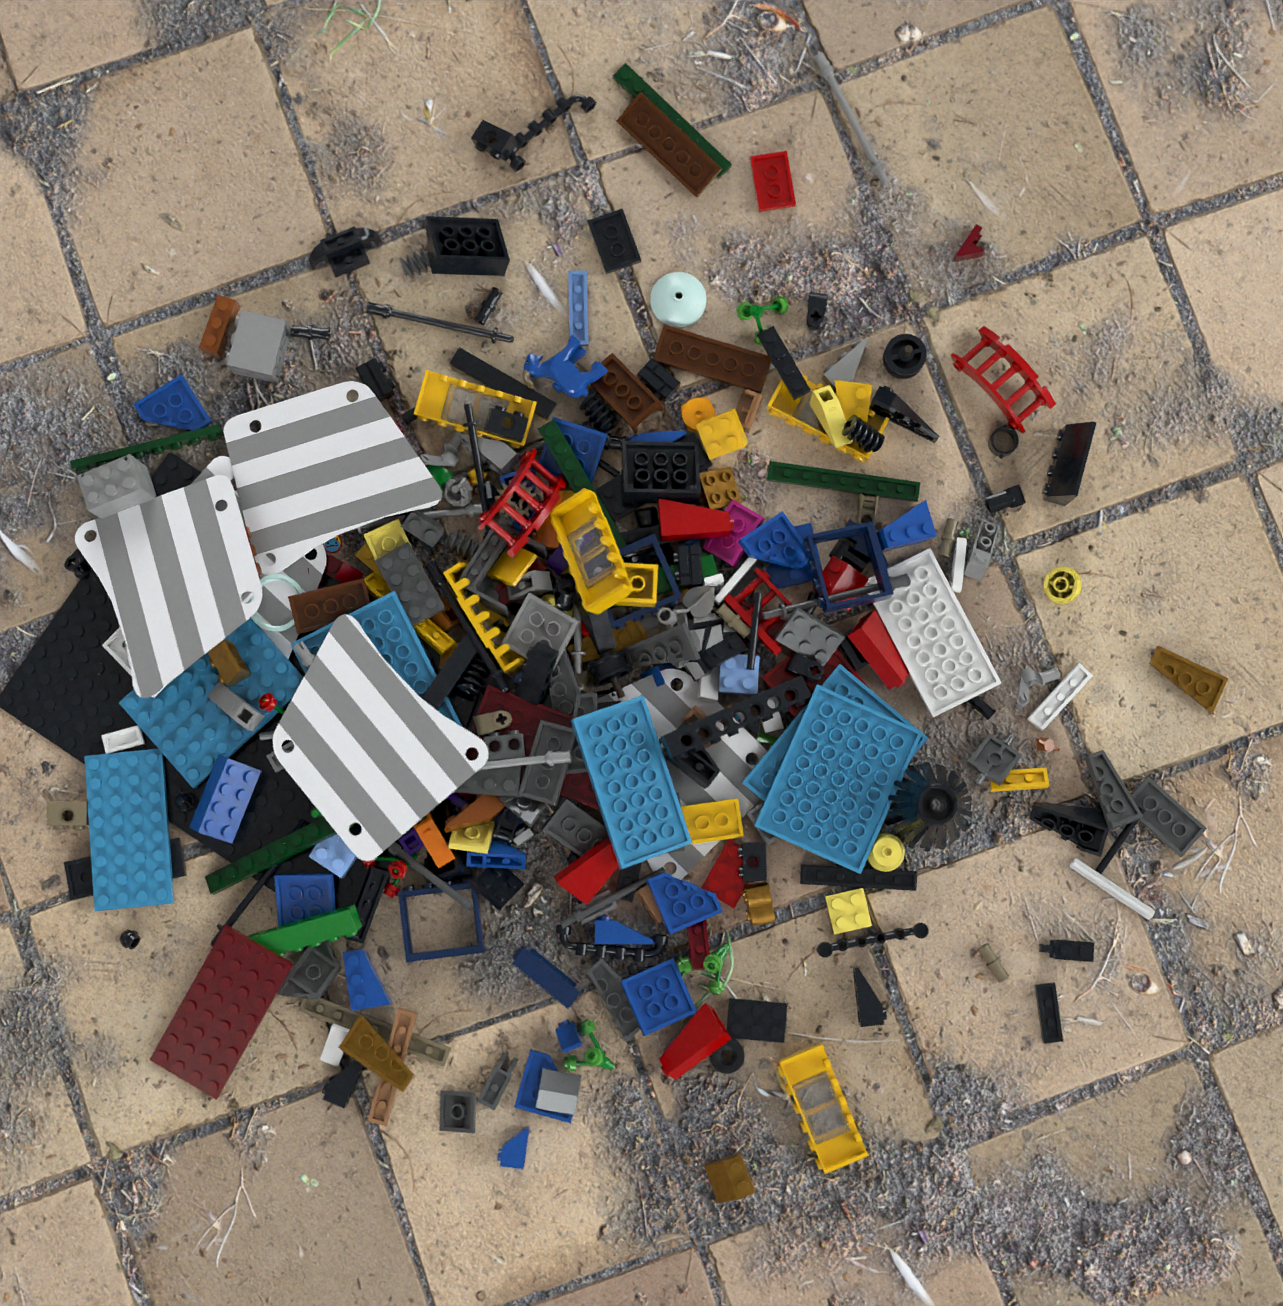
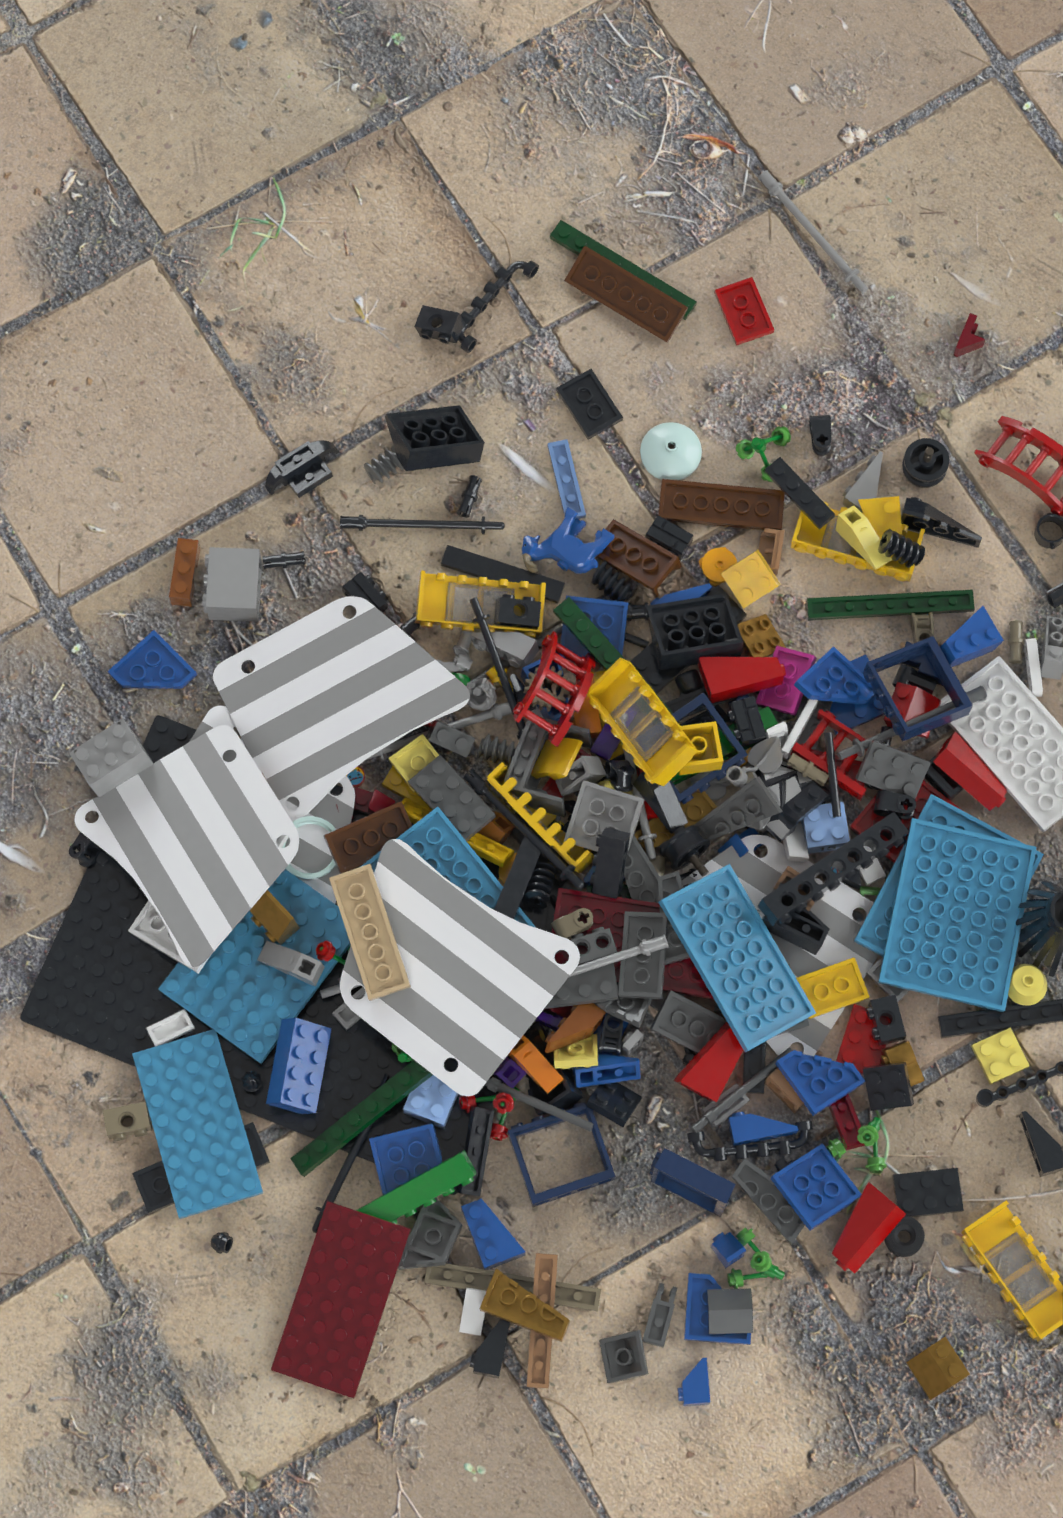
camera: 10 degrees left, 10 degrees down
(156, 447) = (141, 711): dark green plate -> none
(307, 696) = (370, 932): none -> tan plate
(742, 920) = (888, 1086): none -> black plate

